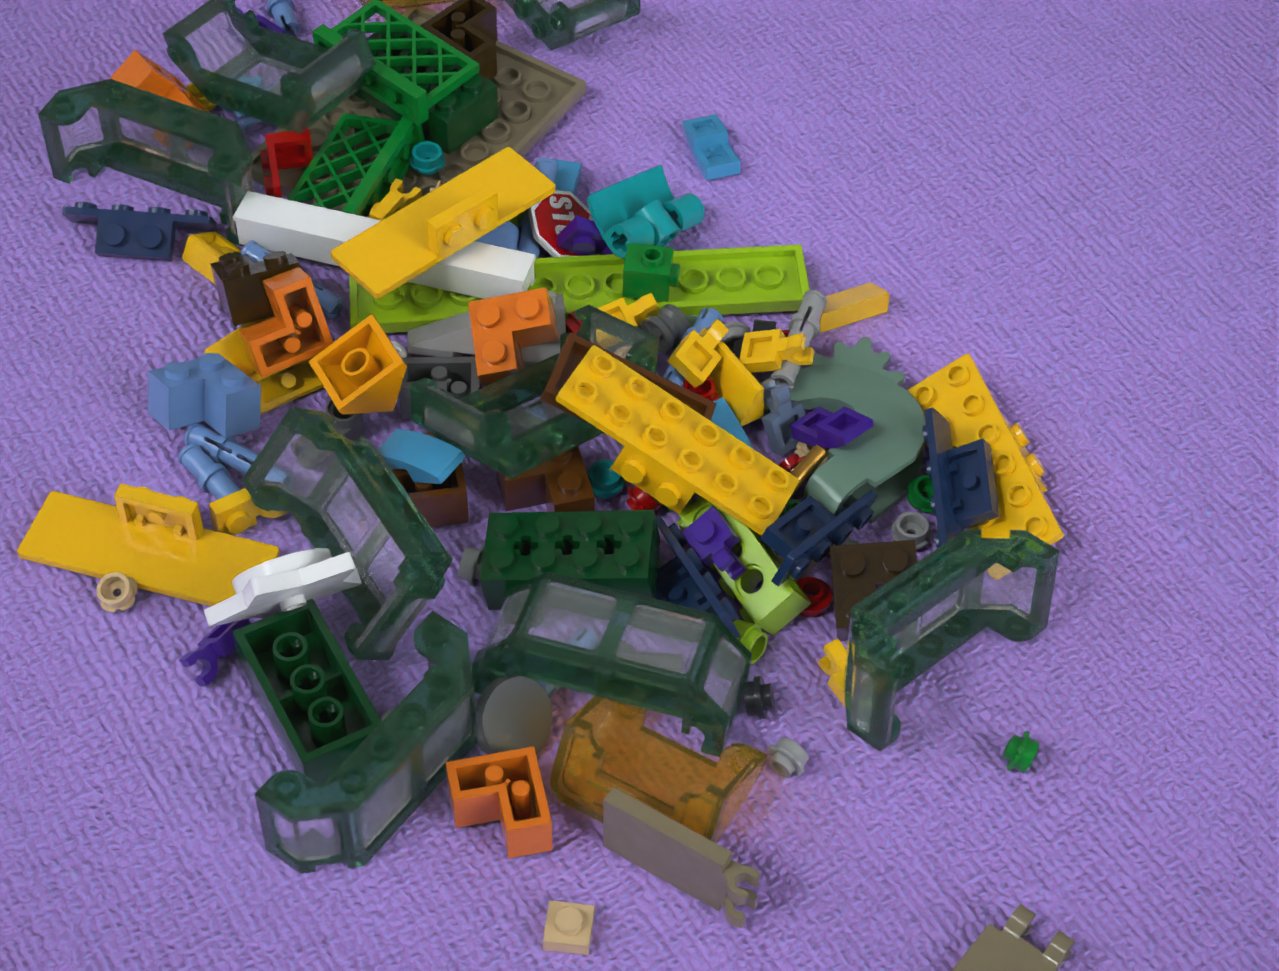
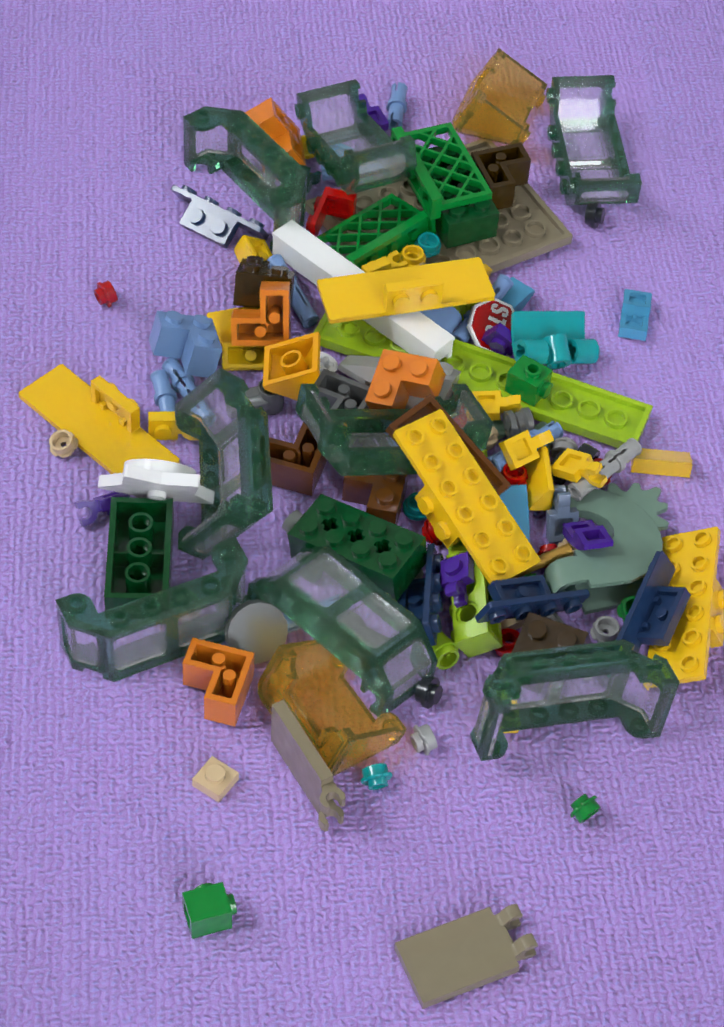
camera: 25 degrees right, 0 degrees up
(54, 378) = (105, 293): none -> red plate
(419, 176) = (413, 255): none -> yellow plate
(421, 455) = (294, 436): dark azure slope -> none
(594, 48) = (594, 214): none -> black plate
(760, 830) = (376, 776): none -> teal plate

